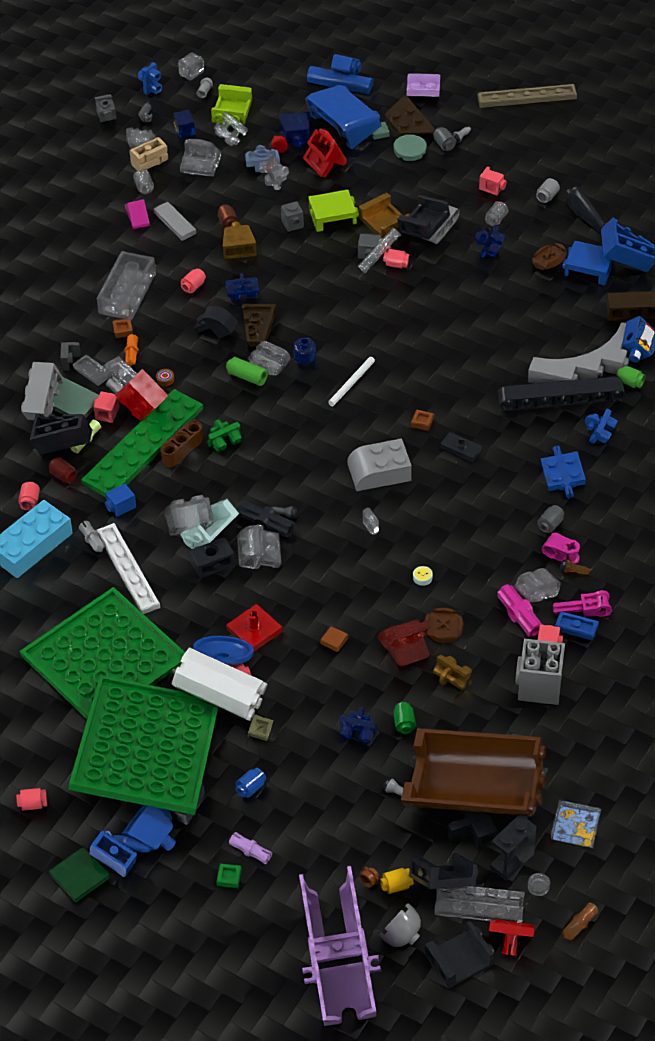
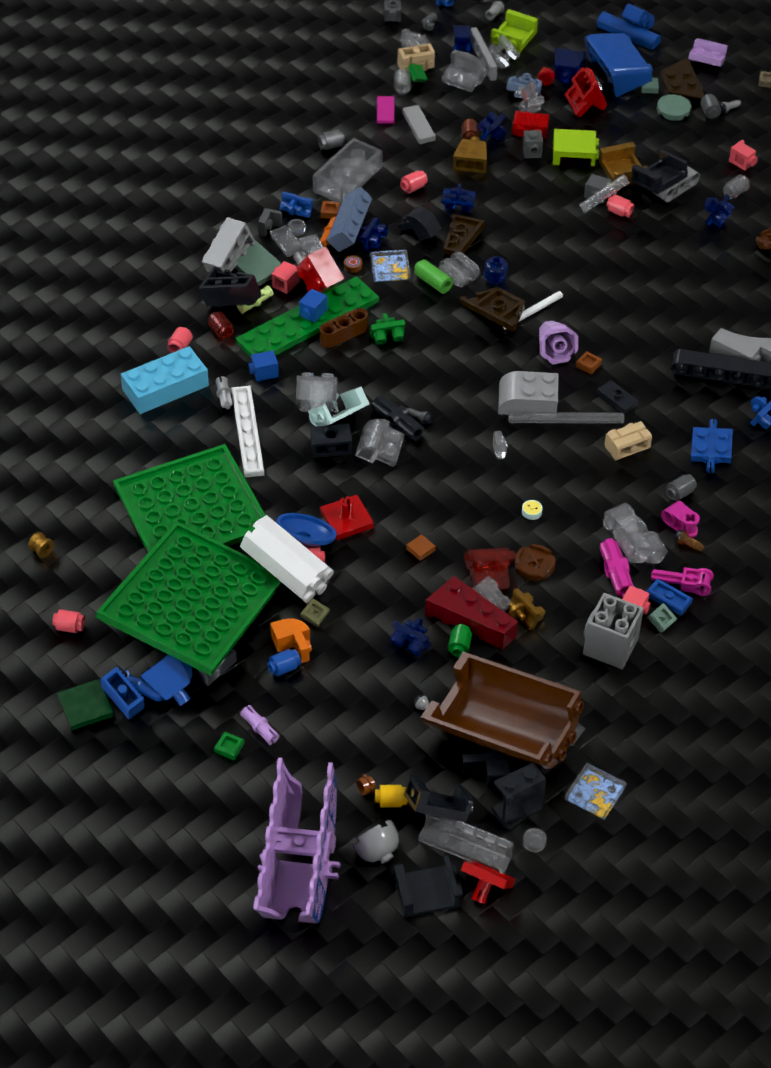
camera: 15 degrees right, 0 degrees up
(88, 331) = (296, 204): none -> blue hips
(97, 257) = (331, 139): none -> flat silver brick
(97, 353) = (297, 227): none -> clear tile
(146, 429) = (313, 305): none -> blue brick
(147, 333) = (349, 219): none -> sand blue brick
(155, 169) = (417, 73): none -> green tile
(172, 343) = (372, 234): none -> clear blue hips
(201, 370) = (390, 265): none -> clear tile
(211, 135) = (483, 53): none -> light grey tile
(246, 207) = (491, 125): none -> clear blue hips
(247, 754) = (290, 634): none -> orange brick
(281, 195) = (529, 121): none -> red brick
(318, 386) = (497, 306): none -> dark brown wing
(387, 407) = (557, 342): none -> lavender cone
(396, 684) = (460, 604): none -> dark red wedge
(419, 669) = (489, 589): none -> clear hips
(421, 479) = (564, 417): none -> clear axle
(486, 486) = (628, 440): none -> tan brick
(511, 565) = (622, 520): none -> clear brick
(577, 647) = (662, 618): none -> sand green tile
(580, 921) = (563, 888): clear orange axle -> none

